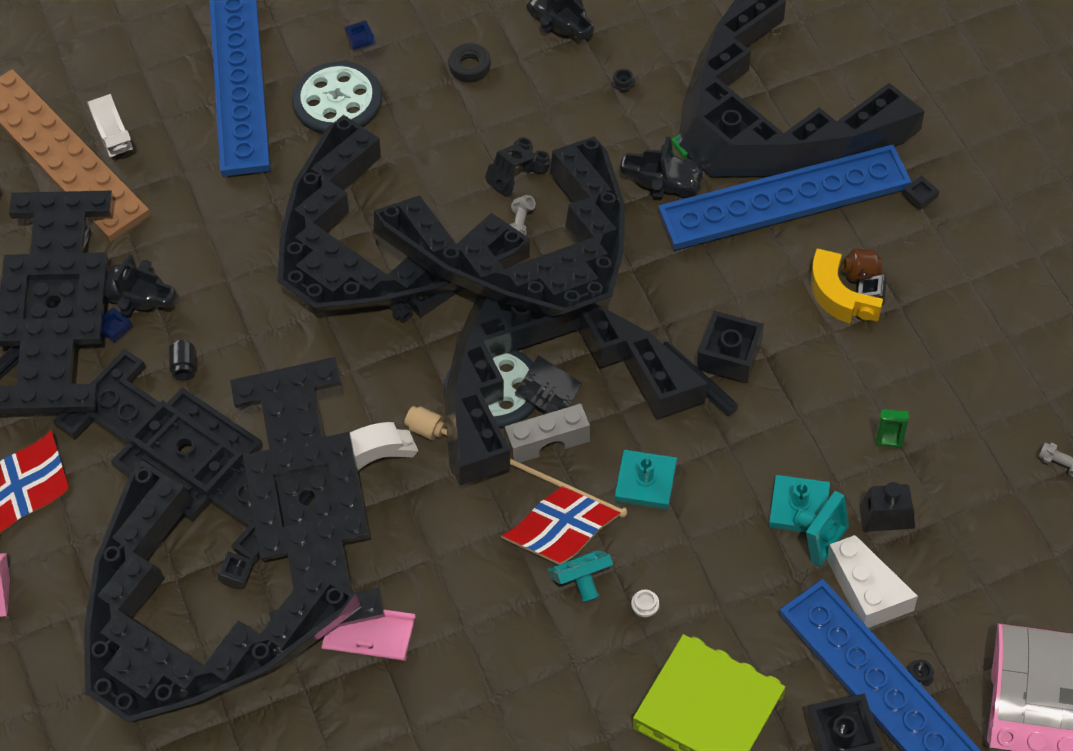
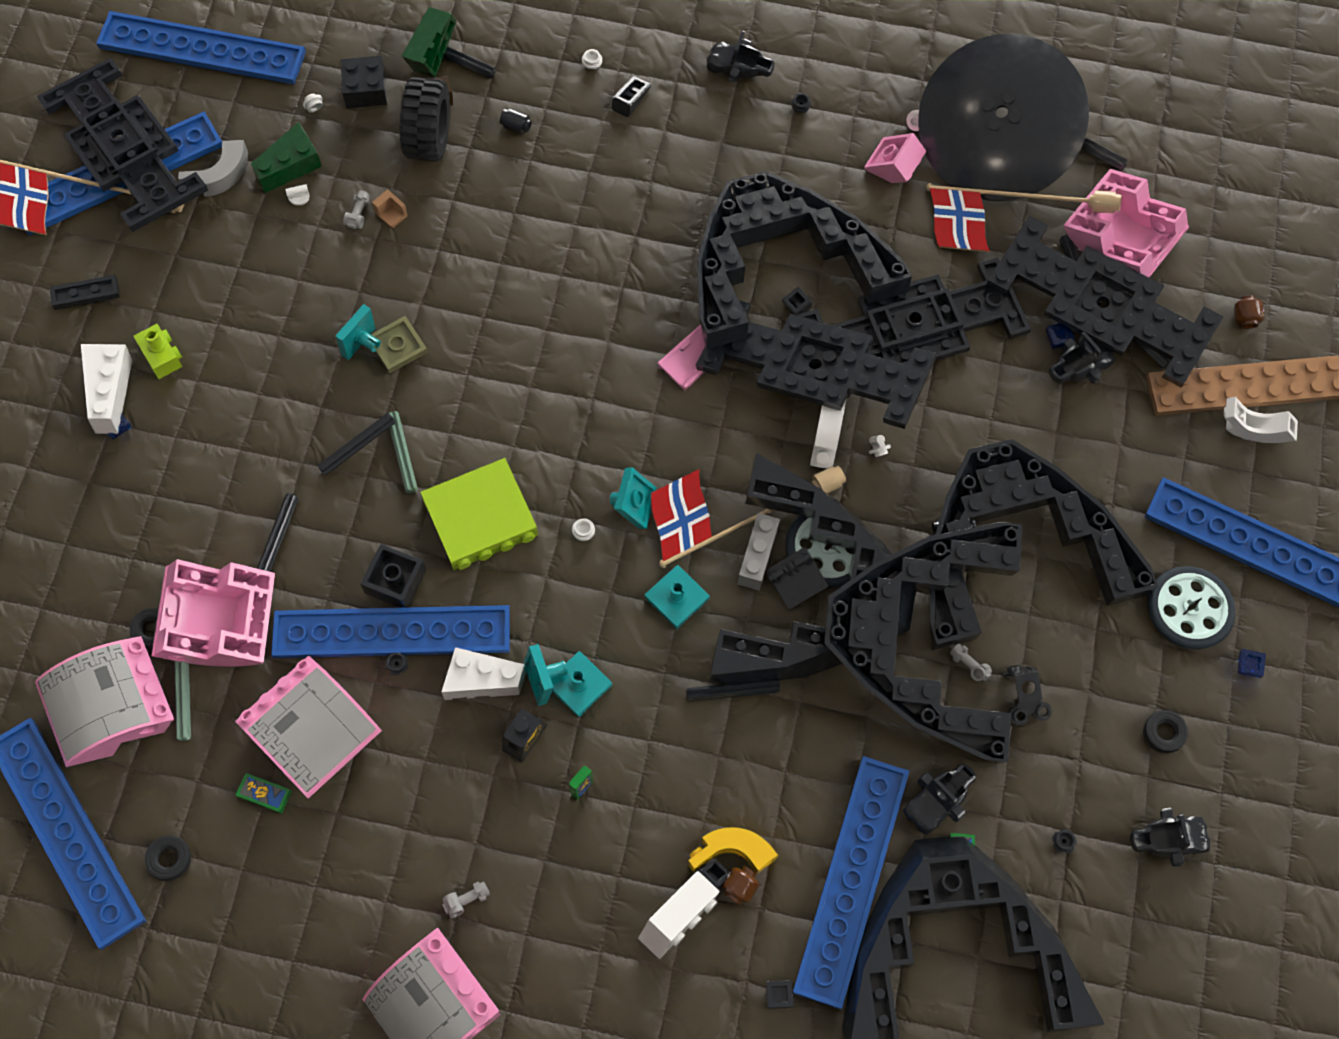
camera: 120 degrees right, 10 degrees up
(182, 359) = (996, 360): black brick -> none
(354, 404) = (879, 446): none -> white plate
(730, 346) = (737, 724): black brick -> none
(928, 289) = (679, 914): none -> white wedge

